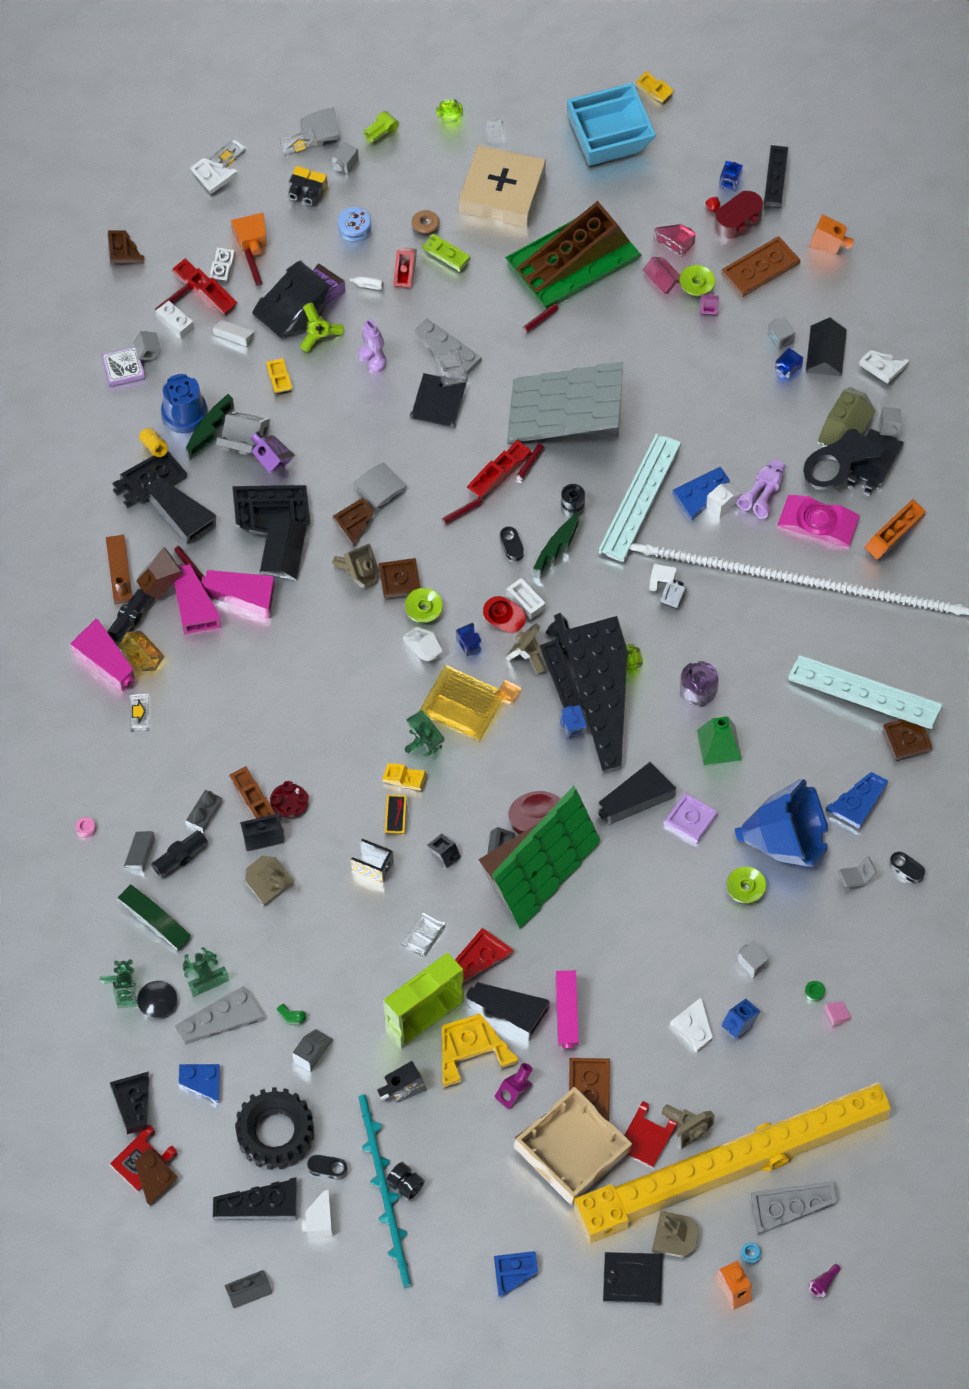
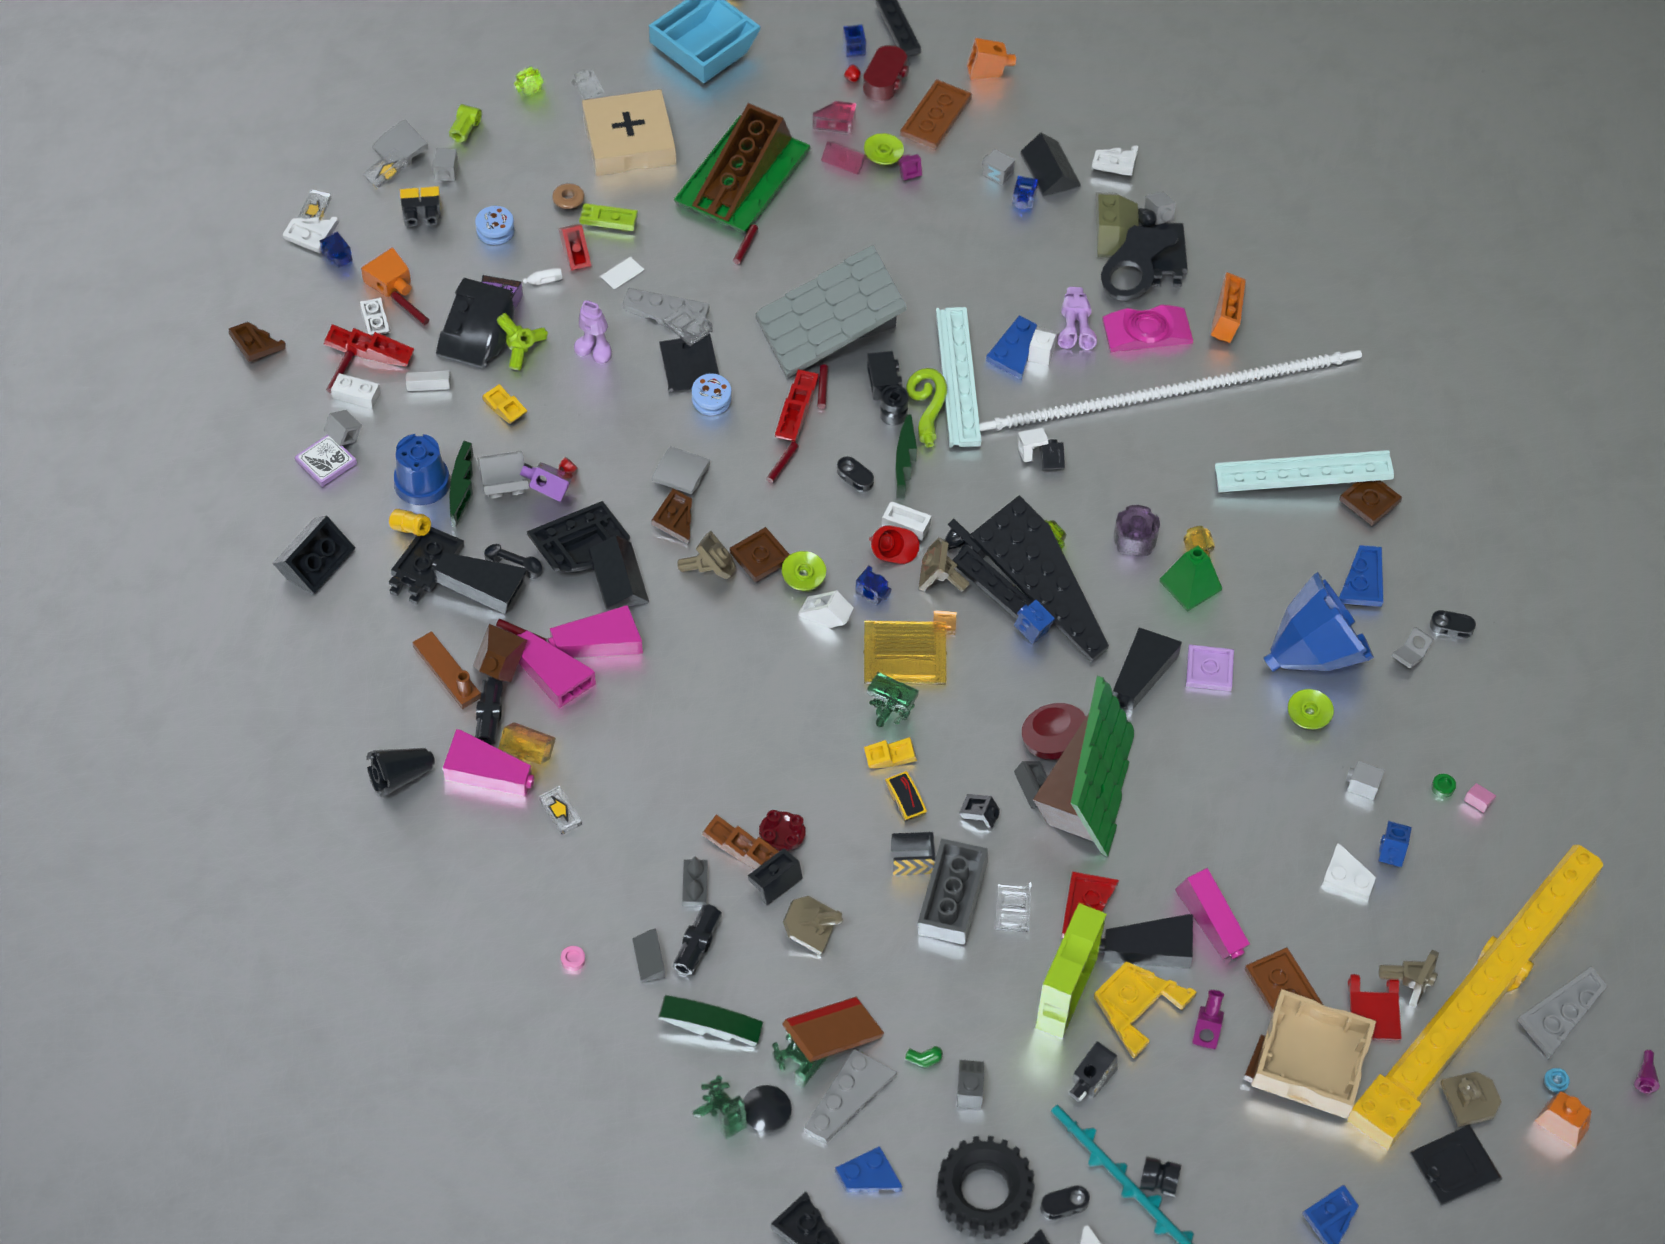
camera: 30 degrees left, 5 degrees down
(41, 629) = (397, 767): none -> black cone
(72, 438) = (314, 554): none -> black slope
(223, 196) = (336, 249): none -> clear blue brick
(225, 514) = (532, 564): none -> black bar
(232, 963) = (833, 1029): none -> dark orange tile
(297, 446) = (567, 466): none -> red hinge
(383, 902) = (953, 891): none -> dark grey brick
(431, 303) = (622, 273): none -> white sticker
(438, 433) = (711, 394): none -> light blue head
(581, 470) = (882, 372): none -> black brick
(591, 525) = (926, 424): none -> lime plant
(744, 714) = (1199, 536): none -> clear yellow head
(874, 425) = (1146, 216): none -> black bar

